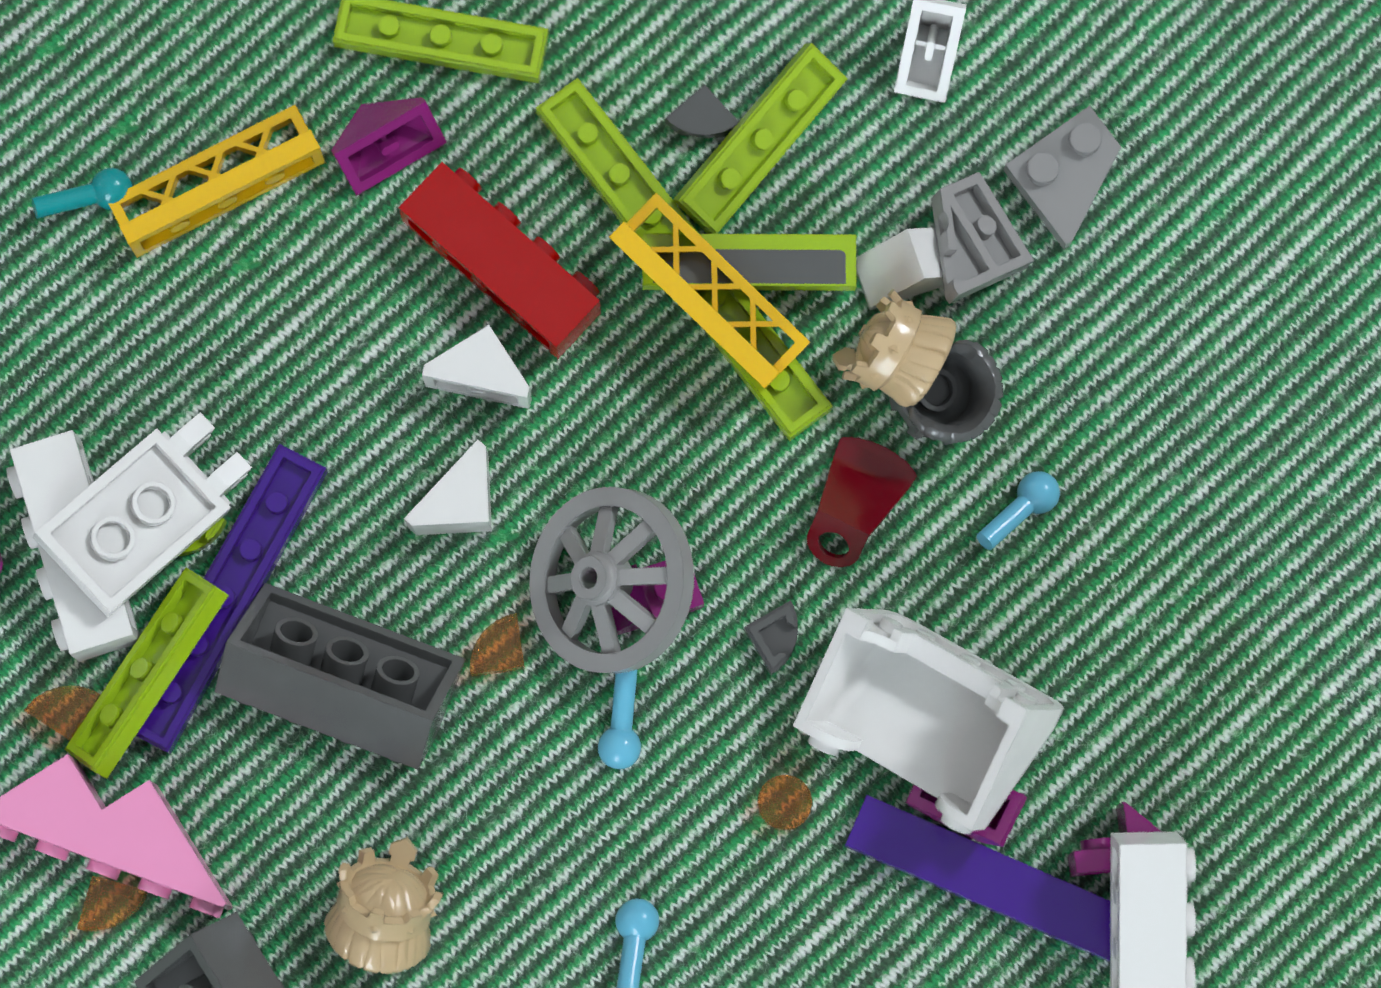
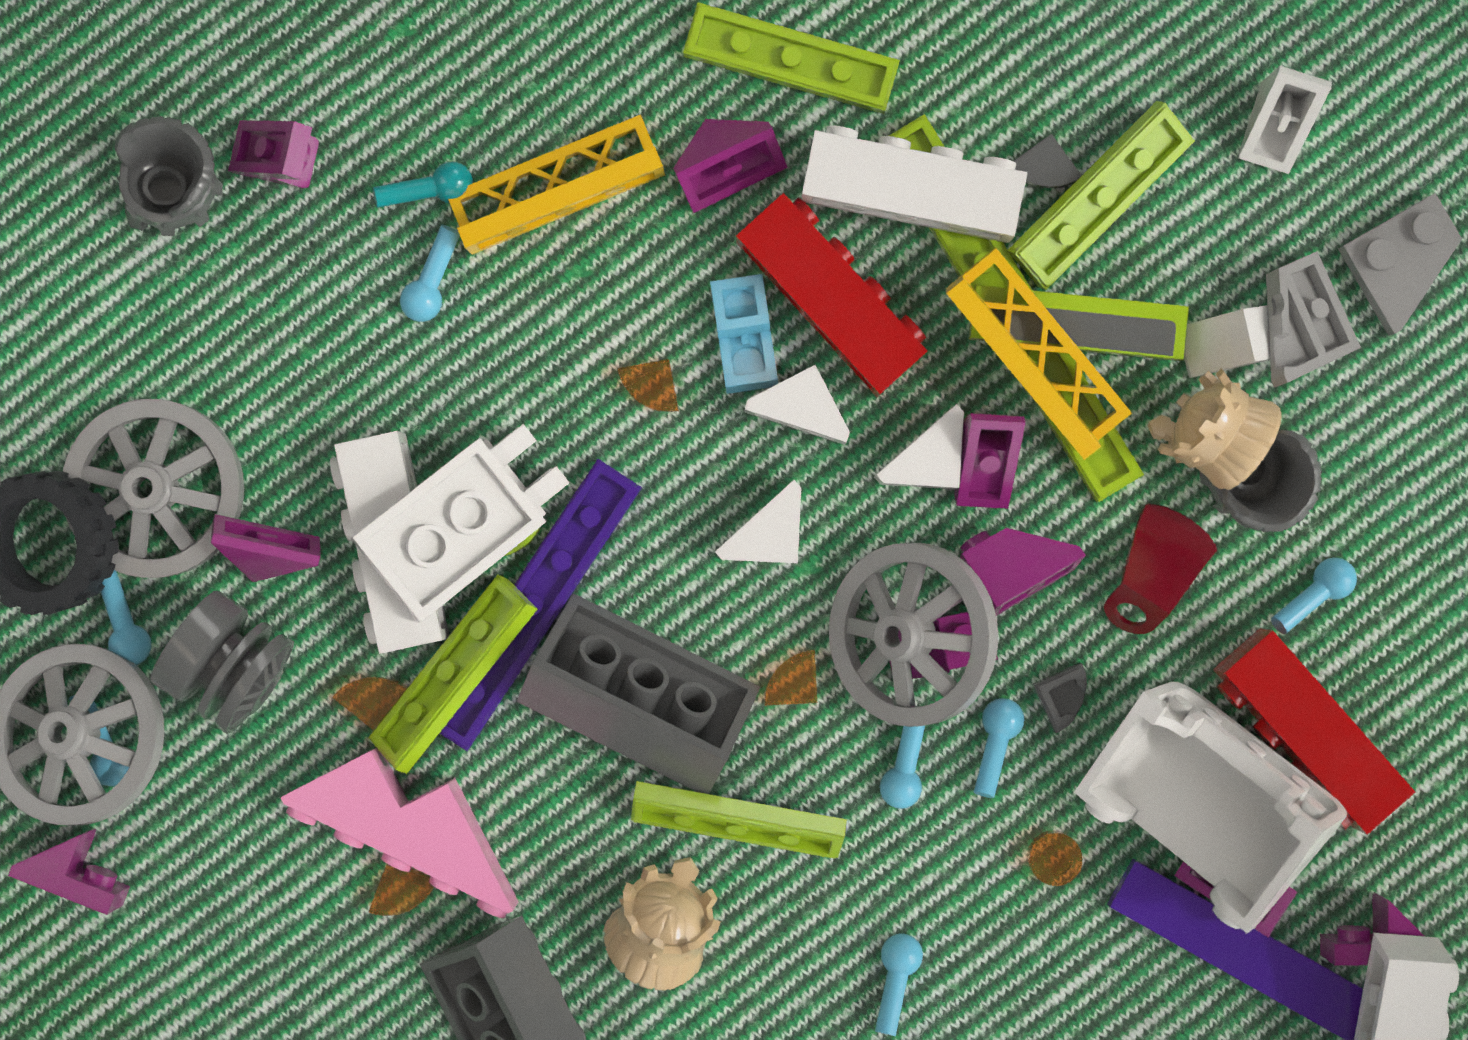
camera: 10 degrees right, 10 degrees up
(88, 304) = (421, 298): none -> medium azure bar
(328, 367) = (651, 385): none -> clear orange tile
(416, 306) = (744, 333): none -> medium azure slope
(452, 792) = (738, 820): none -> lime tile
(570, 143) = (914, 185): none -> white brick
(613, 410) = (930, 459): none -> white slope
(672, 402) = (989, 460): none -> magenta slope
(716, 504) = (1018, 564): none -> magenta slope
(716, 669) = (1002, 721): none -> medium azure bar
(1029, 641) = (1311, 729): none -> red brick

